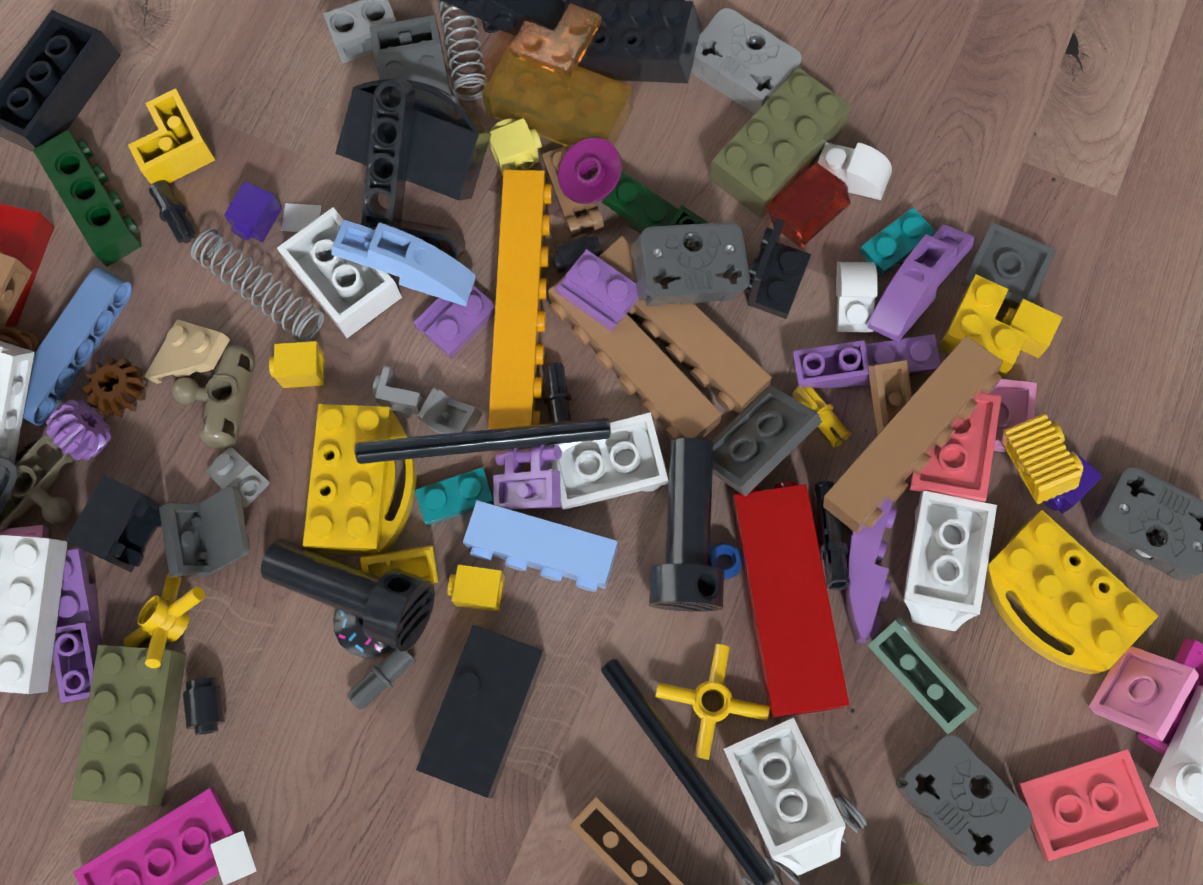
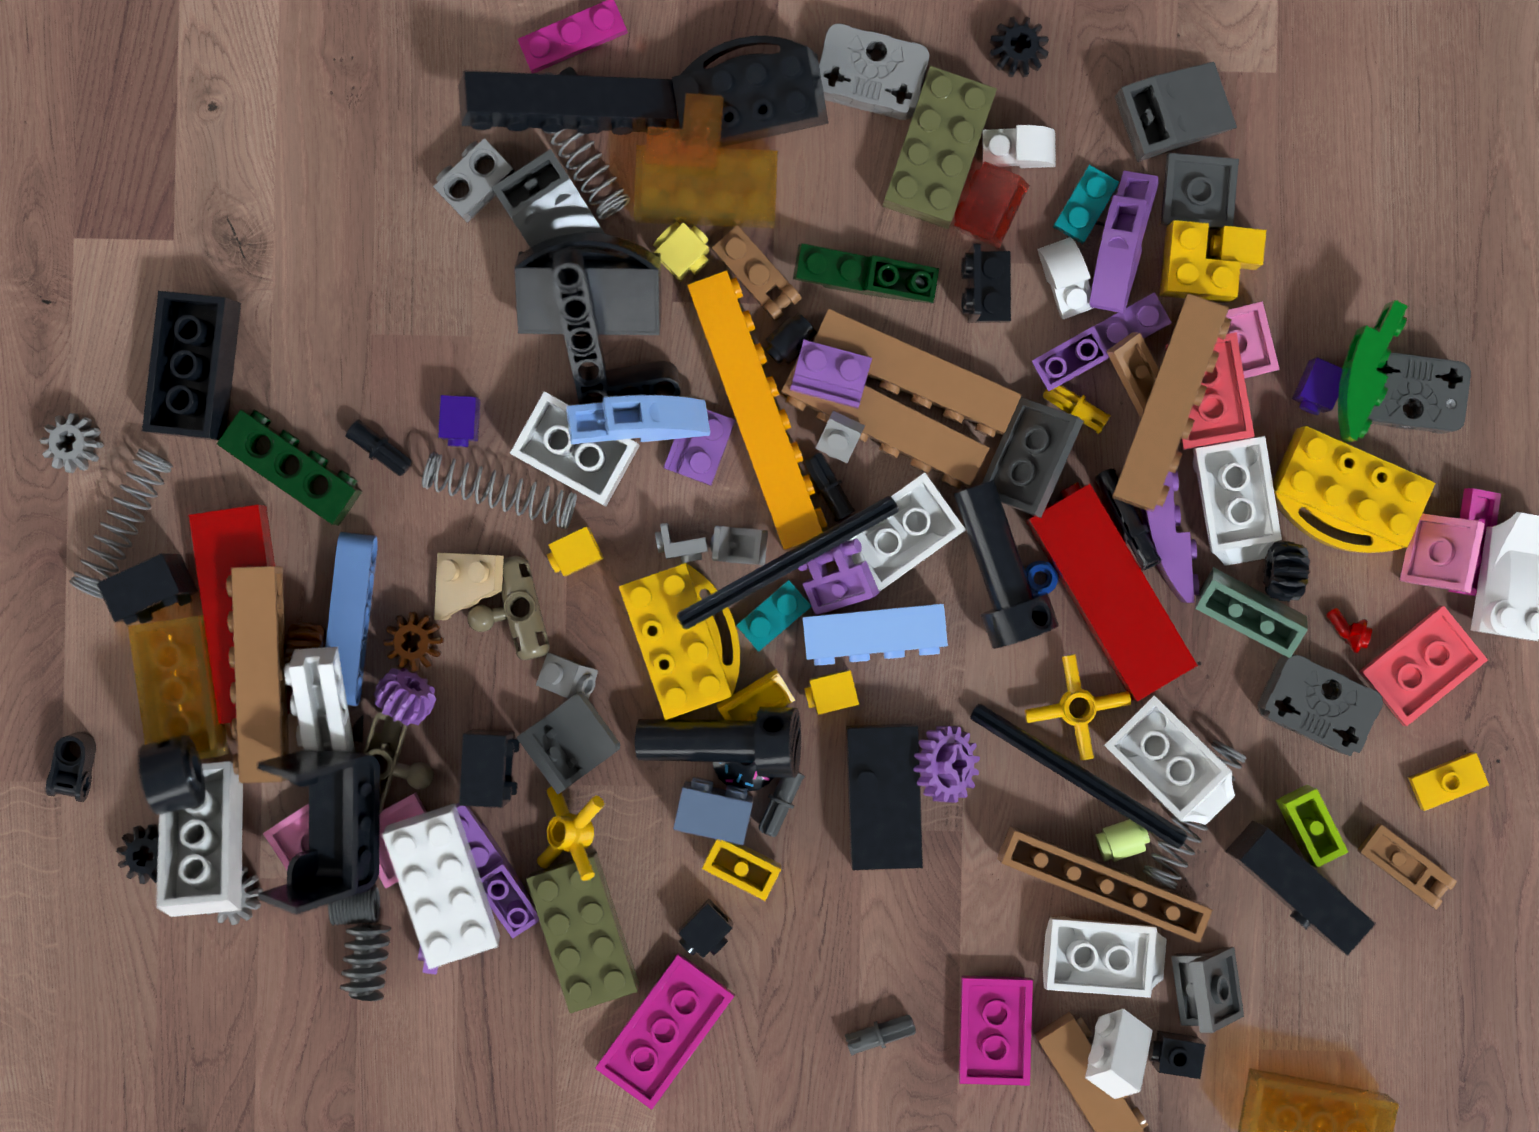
camera: 30 degrees left, 15 degrees up
(176, 146) = (355, 383): yellow brick -> none
(203, 705) = (638, 889): black brick -> none
(233, 858) = (725, 1001): white sticker -> none
(248, 774) = (705, 930): none -> black brick
(299, 216) = (504, 402): white sticker -> none
(303, 652) = (714, 811): none -> sand blue brick
(311, 722) = (742, 867): none -> yellow brick
(556, 702) = (946, 764): none -> medium lavender gear
(581, 163) = (756, 257): magenta dish -> none
(584, 352) = (840, 437): none -> light grey bracket
(689, 275) = (914, 326): dark grey axle -> none
(705, 859) = (1122, 840): none -> yellowish green brick
(885, 87) = (1032, 47): none -> black gear
(974, 647) = (1286, 571): none -> black gear
(1008, 187) = (1174, 110): none -> dark grey slope
(1026, 742) = (1356, 635): none -> red plate
(1042, 458) = (1291, 378): yellow brick -> none
(1117, 479) = (1360, 382): none -> green slope

